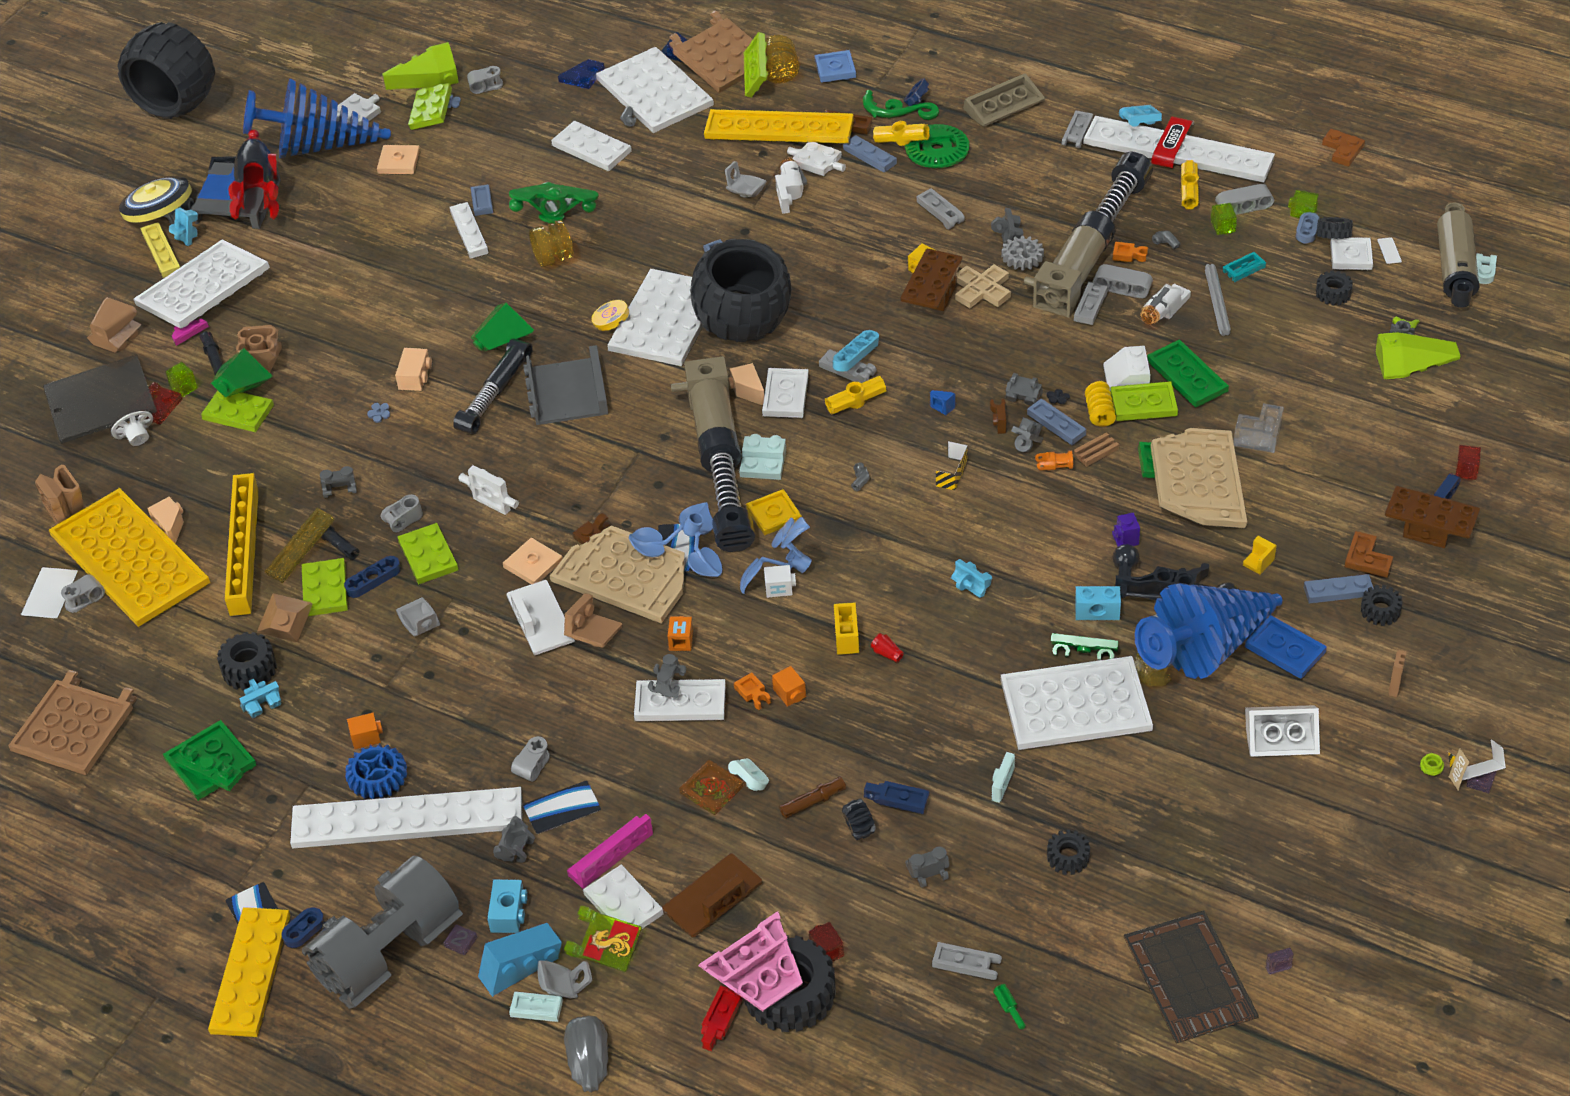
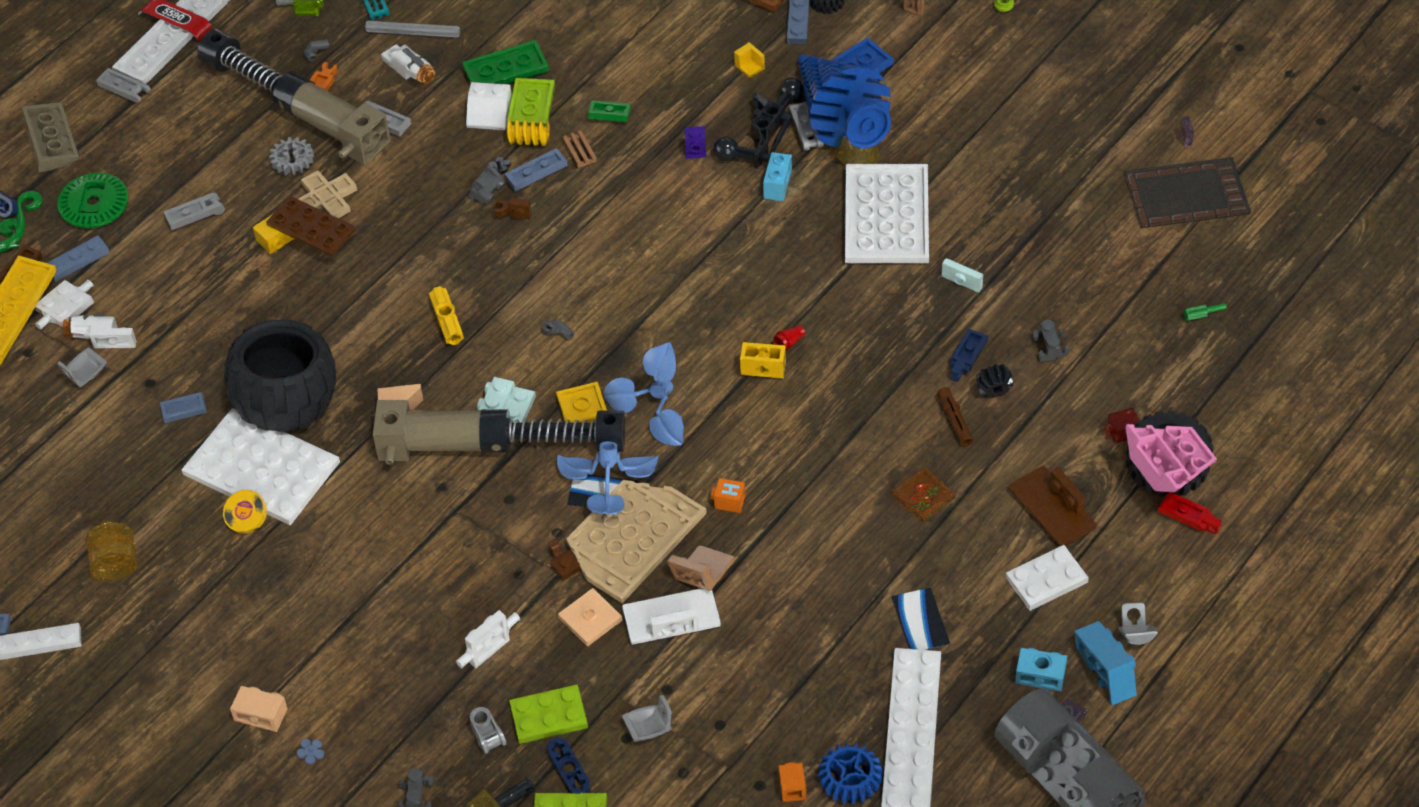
camera: 80 degrees left, 5 degrees up
(500, 328) = (228, 614): green slope -> none
(513, 841) = (965, 656): dark grey piece -> none
(515, 355) = (273, 605): black piece -> none
(531, 759) = (865, 635): light grey piece -> none
(536, 1006) = (1159, 655): light aqua plate -> none
(561, 197) = (33, 543): green piece -> none
(566, 389) = (341, 562): dark grey panel -> none
(587, 1051) = (1212, 617): dark grey hair -> none
(606, 940) = (1094, 590): flag -> none
(611, 851) = (988, 579): dark pink fence -> none
(665, 675) = (794, 504): dark grey piece -> none
(695, 701) = (813, 506): white plate -> none
(750, 773) = (915, 460): light aqua plate -> none
(751, 688) = (815, 448): orange plate -> none
(779, 581) = (684, 405): white brick -> none
(785, 392) = (413, 368): white plate -> none
(789, 686) = (819, 416): orange brick -> none
(855, 350) = (397, 313): medium azure beam -> none
(858, 373) = (398, 320): light grey plate -> none
(901, 133) = (62, 231): yellow piece -> none
(942, 401) = (480, 249): blue slope -> none
(948, 480) = (573, 247): sticker -> none
(965, 960) = (1154, 333): light grey hinge -> none
(970, 579) = (720, 262): medium azure hips -> none
(1007, 226) = (247, 161): dark grey hips -> none
(1028, 432) = (550, 187): dark grey hips -> none
(1052, 461) = (588, 176): orange piece -> none
(1068, 863) = (1052, 236): black tyre -> none
(1084, 645) = (822, 195): plate -> none
(1123, 281) = (365, 86): light grey beam -> none
(1140, 114) = (128, 31): medium azure plate -> none
(1189, 184) = (246, 16): yellow piece -> none
(1199, 477) = (644, 80): tan plate -> none
(1259, 432) = (602, 25): clear brick -> none
(1283, 730) = (949, 83): white slope -> none

